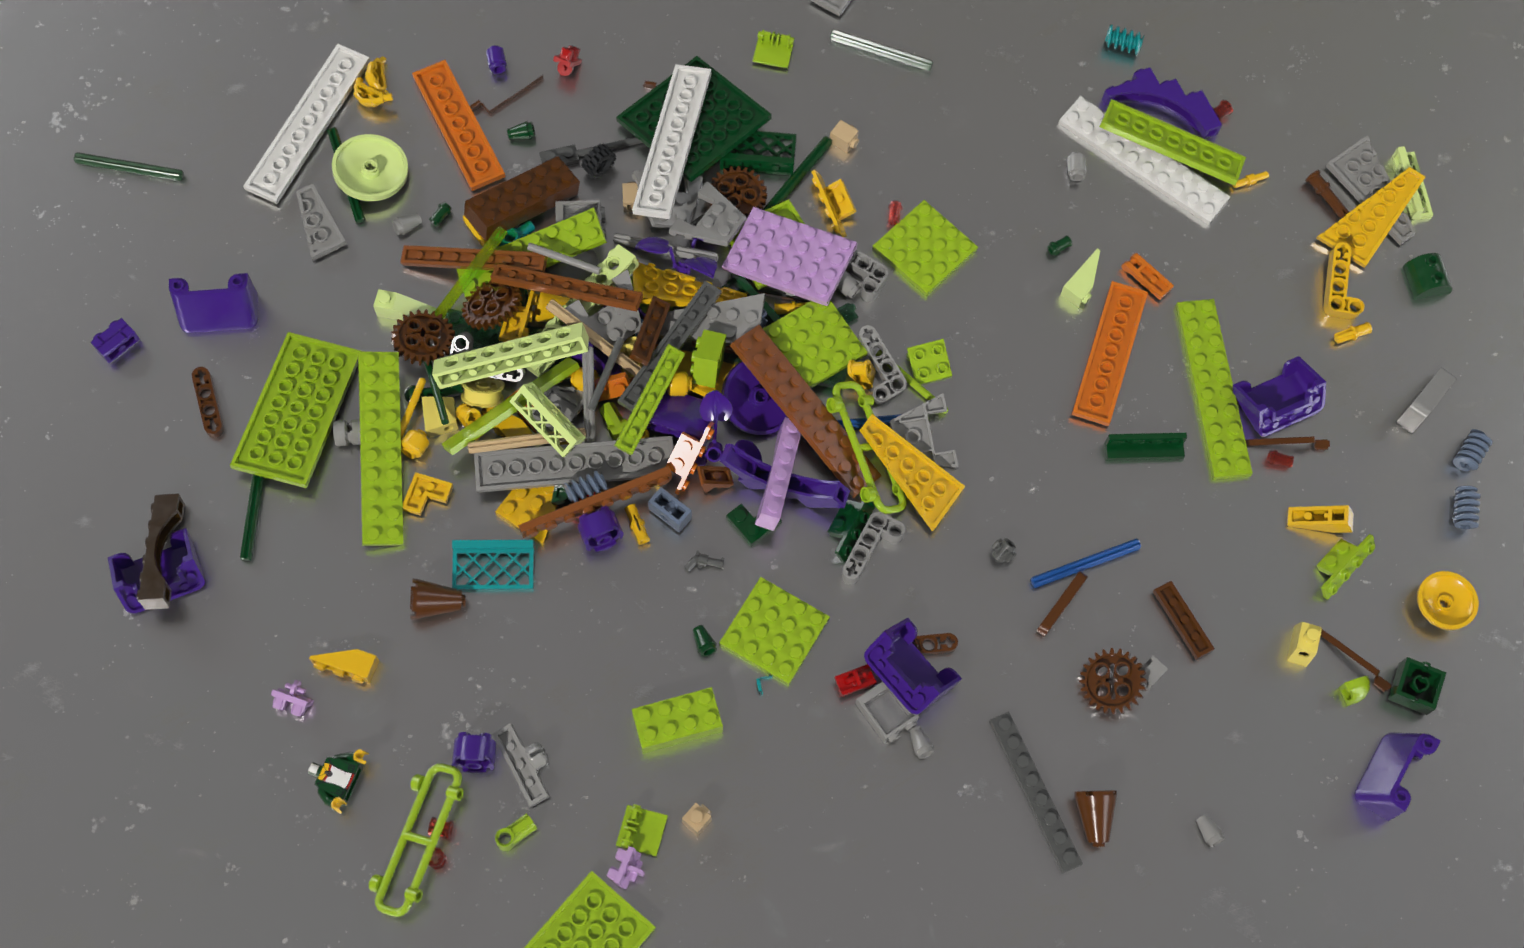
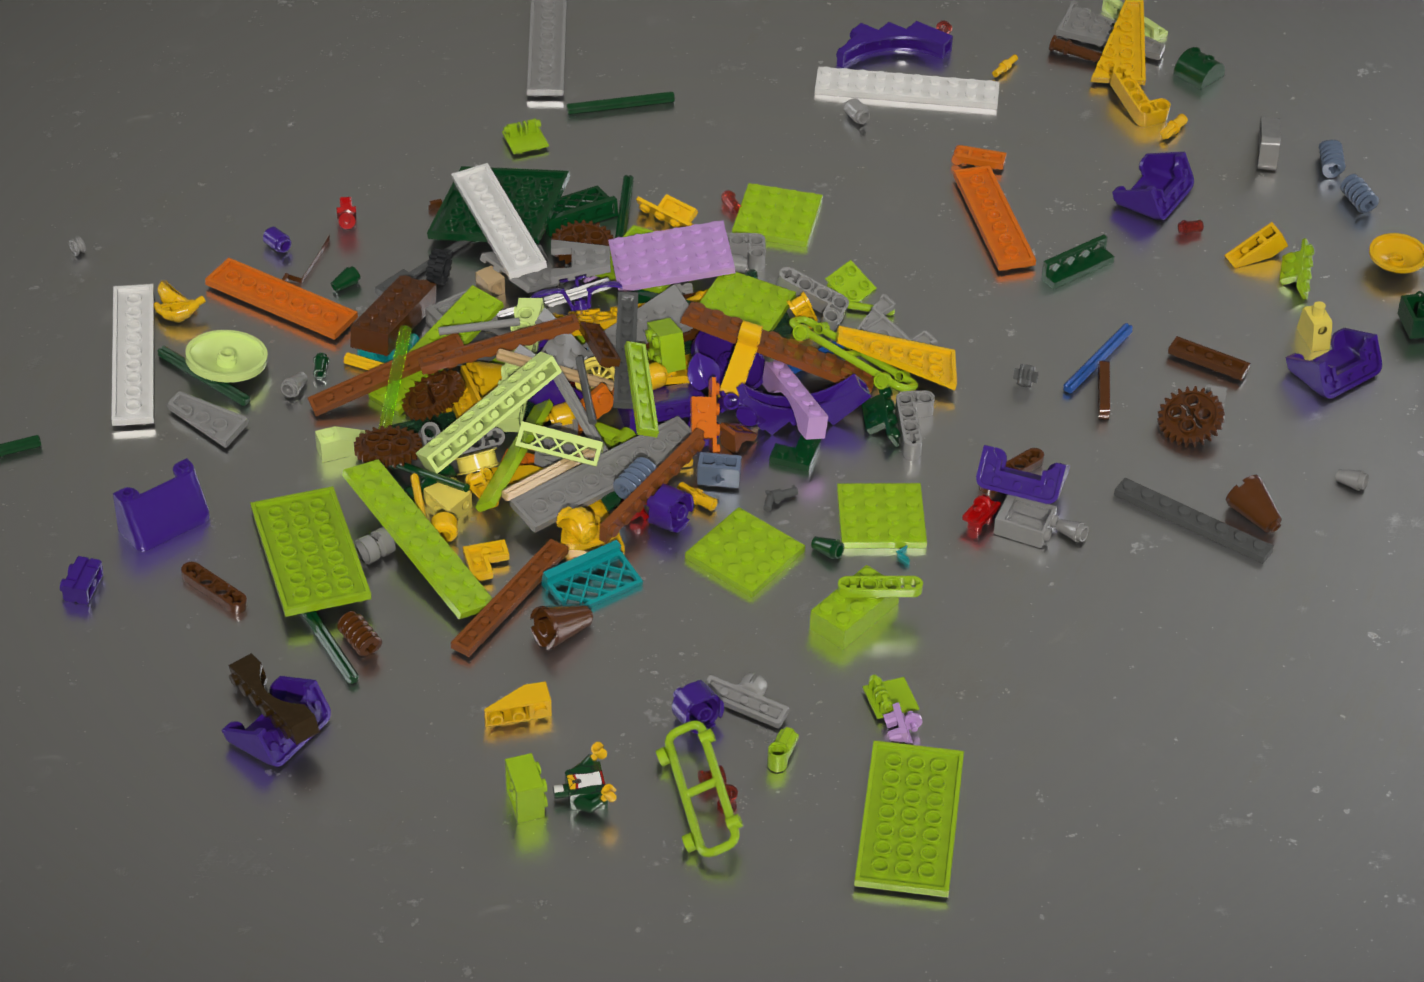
camera: 30 degrees left, 25 degrees down
(275, 518) = (359, 633): none -> reddish brown piece
(282, 697) = (490, 749): lavender hips -> none
(285, 755) = (525, 787): none -> lime brick
(417, 545) = (508, 598): none -> dark orange plate
(511, 509) = (578, 523): none -> yellow hair
(636, 605) = (745, 552): none -> lime plate
(697, 819) = (932, 664): tan brick -> none
(702, 719) = (880, 589): none -> lime beam
(752, 416) = (742, 357): none -> yellow beam
(844, 136) = (643, 168): tan brick -> none
(1055, 248) = (888, 168): dark green pin -> none
(1079, 287) = (931, 181): yellowish green slope -> none
(1124, 39) = (821, 15): teal piece -> none
(1173, 142) = (922, 63): lime plate -> none
(1213, 389) = (1097, 207): lime plate -> none
(1294, 696) = (1350, 362): none -> dark purple windscreen
(1322, 444) = (1213, 206): reddish brown piece -> none
(1355, 690) = (1384, 340): lime brick -> none
(1379, 682) = (1394, 331): reddish brown piece -> none

